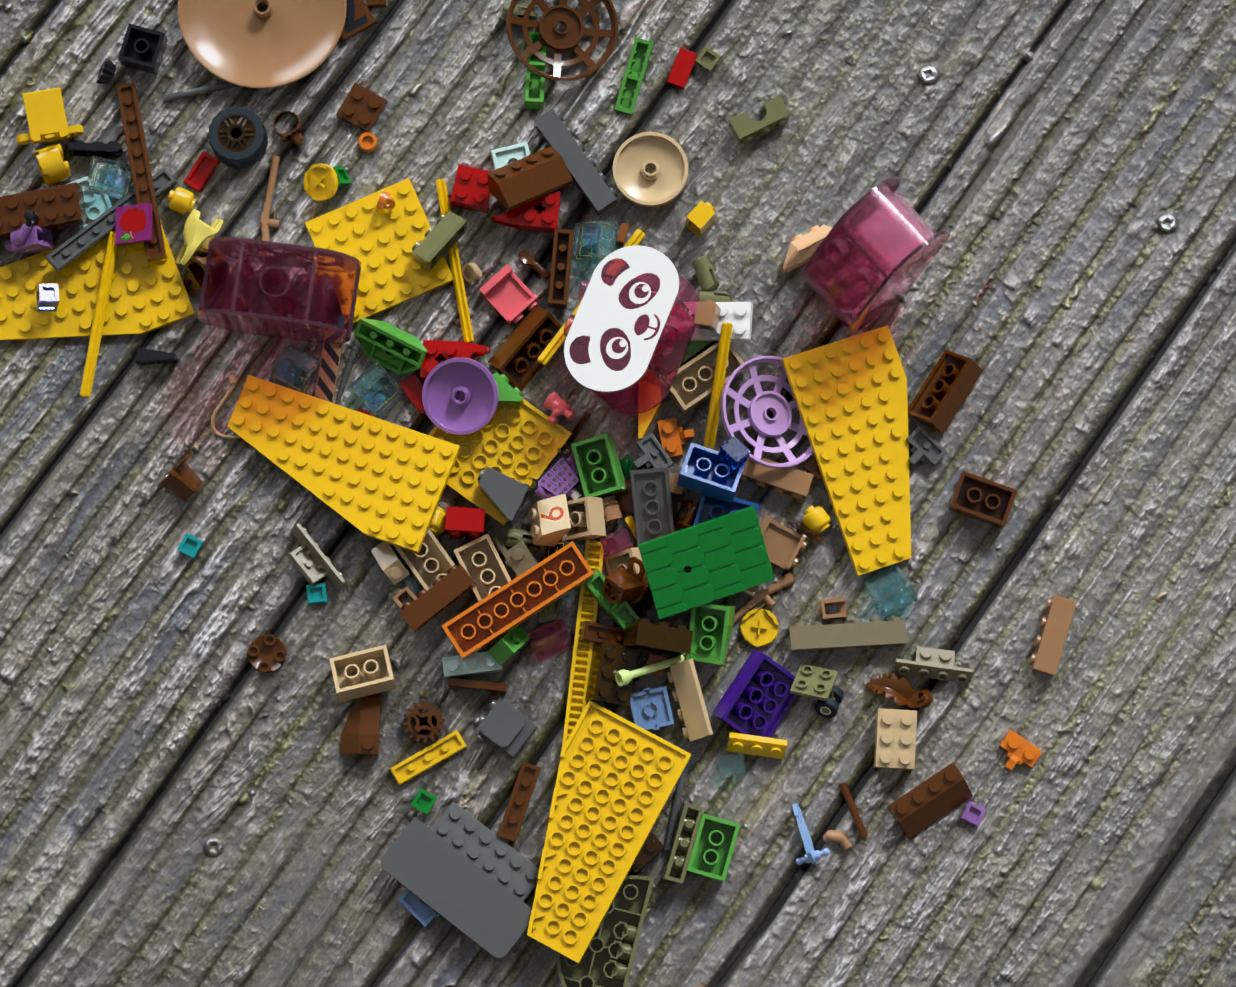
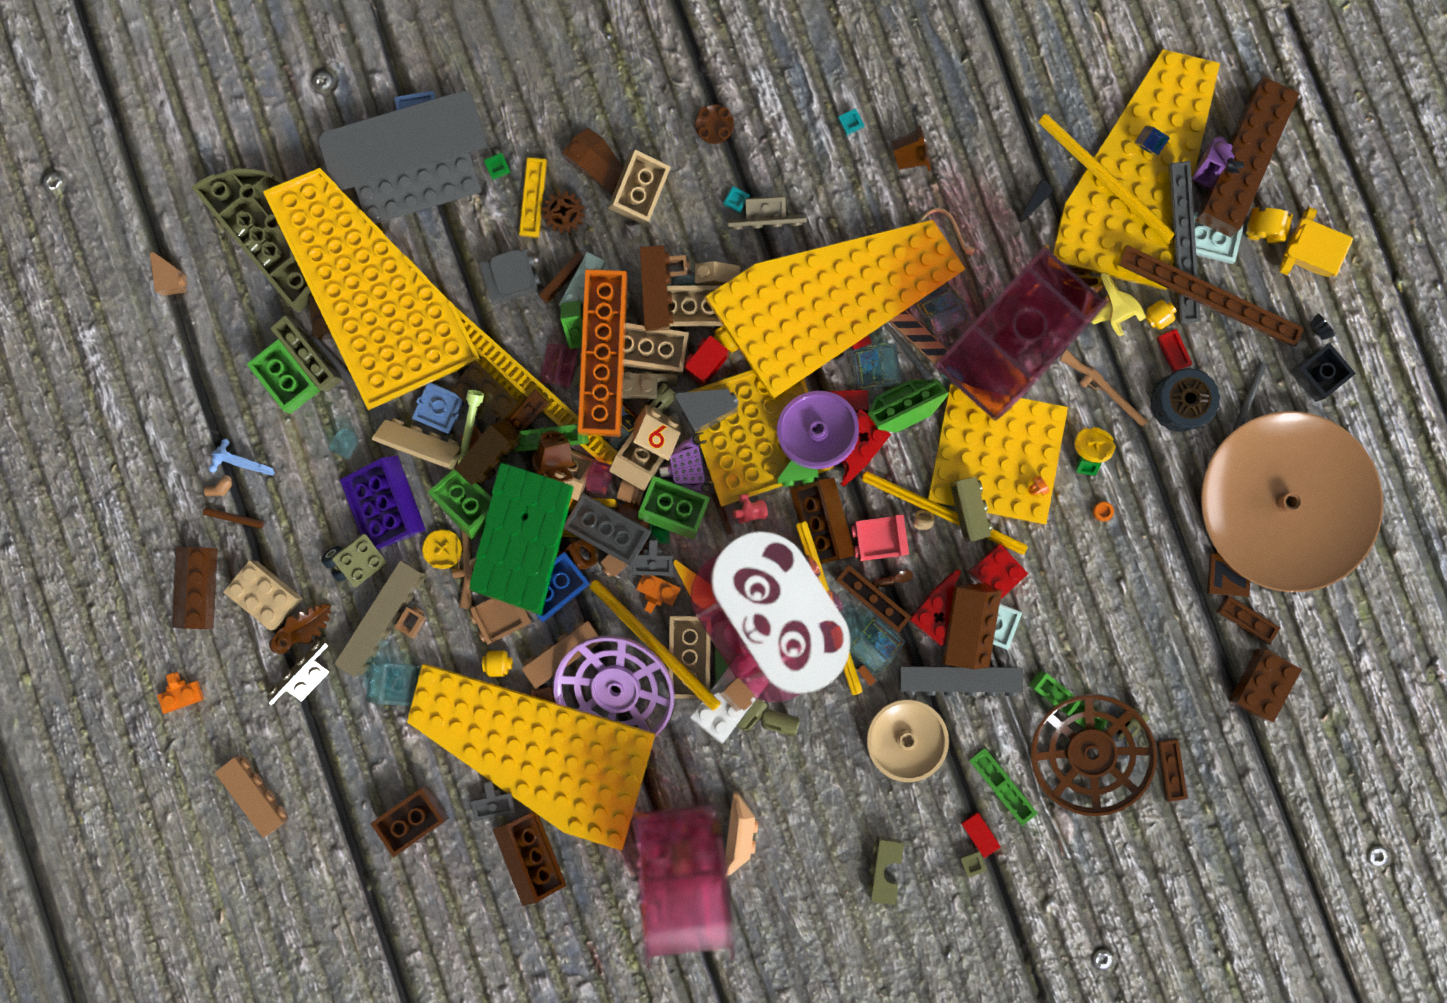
camera: 125 degrees right, 5 degrees up
(96, 148) = (1257, 272): black hinge -> none
(108, 177) = (1224, 264): clear light blue slope -> none
(133, 224) = (1167, 255): tile -> none
(295, 135) = (1153, 452): reddish brown piece -> none
(361, 108) = (1137, 527): reddish brown plate -> none
(519, 801) = (441, 245): reddish brown plate -> none
(700, 218) = (831, 753): yellow brick -> none
(709, 474) = (596, 599): blue brick -> none
(734, 453) = (596, 629): clear blue brick -> none
(756, 745) = (343, 474): yellow plate -> none
(805, 531) = (486, 650): reddish brown piece -> none
(973, 814) = (156, 616): medium lavender tile -> none

